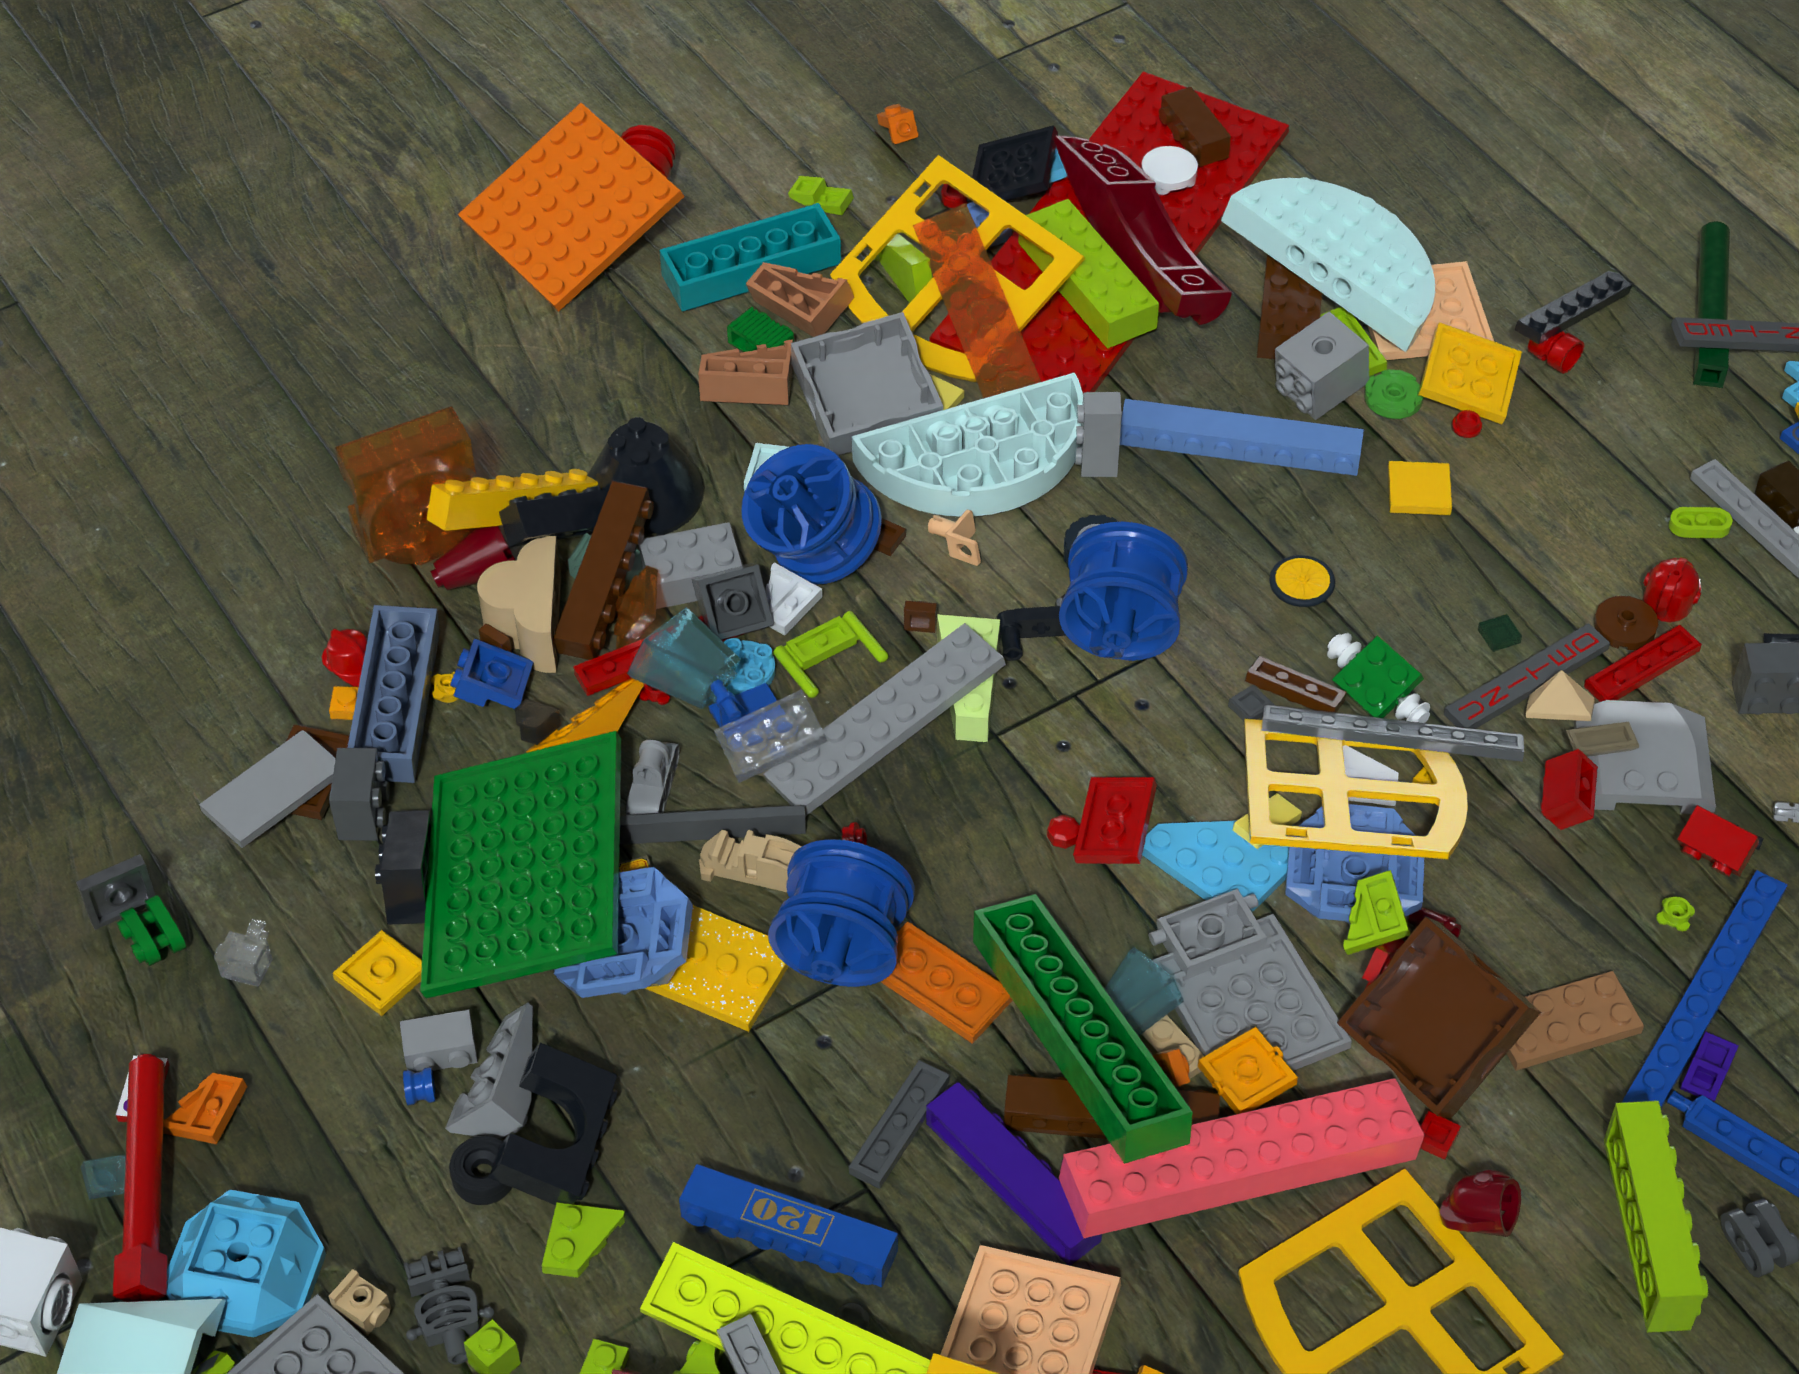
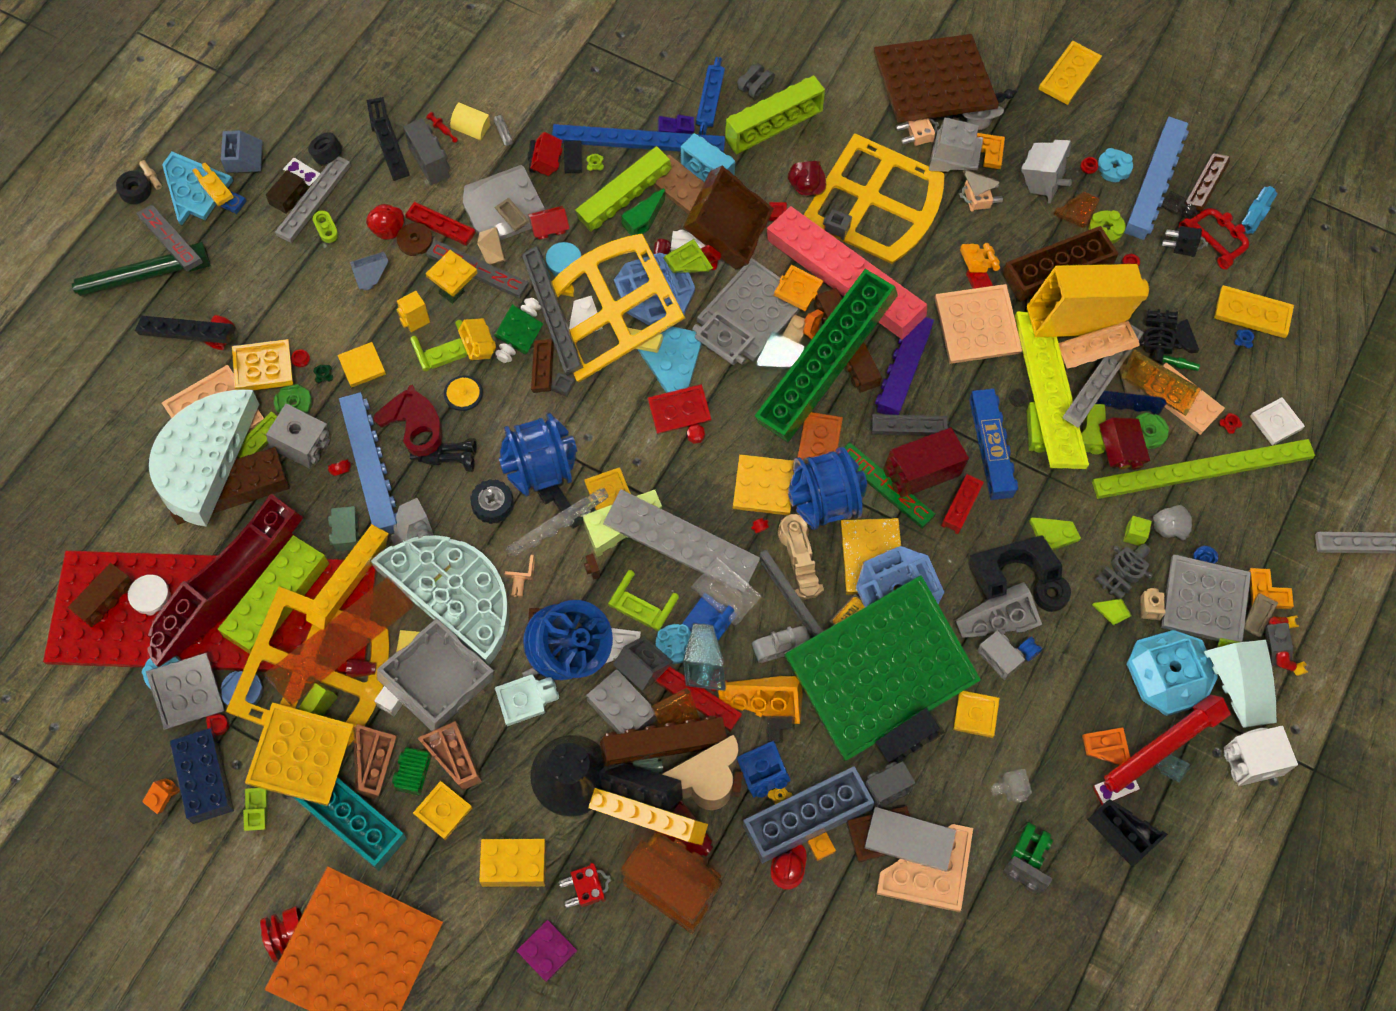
camera: 120 degrees left, 15 degrees up
(72, 1050) = (1125, 832): none -> black wedge
(178, 802) = (928, 885): none -> light nougat plate
(394, 1239) = (1113, 610): none -> lime piece
(445, 385) = (546, 951): none -> magenta plate
(493, 446) = (588, 885): none -> red piece
(571, 386) = (512, 862): none -> yellow brick
(684, 346) = (442, 810): none -> yellow plate
(711, 1119) = (962, 503): none -> red container
(807, 1089) = (925, 462): none -> dark red brick
(817, 1041) = (881, 483): none -> green tile
(842, 214) = (299, 754): none -> yellow plate
(888, 154) = (201, 776): none -> dark blue brick
(931, 322) = (360, 668): none -> dark red cone
(941, 875) = (763, 485): none -> yellow plate
(1004, 588) = (564, 519): none -> clear plate
(1030, 683) = (611, 481): none -> yellow plate
(1058, 330) = (346, 577): none -> yellow brick
(1145, 373) = (344, 526): none -> sand green piece
(1216, 512) = (438, 457): none -> black piece
(1252, 403) = (339, 468): none -> red plate
(1304, 507) = (419, 418): none -> dark red animal
(1344, 1204) = (837, 223): none -> dark grey brick
(1387, 589) = (441, 354): none -> lime plate
(1390, 619) = (477, 339): none -> yellow hinge
(1426, 440) = (319, 370): none -> dark green plate
(1473, 557) = (412, 311): none -> yellow brick
(1491, 790) = (561, 256): none -> medium azure tile
(1520, 928) = (642, 216): none -> green slope
(1529, 635) = (451, 273): none -> yellow plate
(1584, 1057) = (703, 157): none -> medium azure brick
(1588, 918) = (623, 189): none -> lime brick
(1589, 540) = (369, 270): none -> sand blue slope
(1704, 888) = (572, 157): none -> black tile

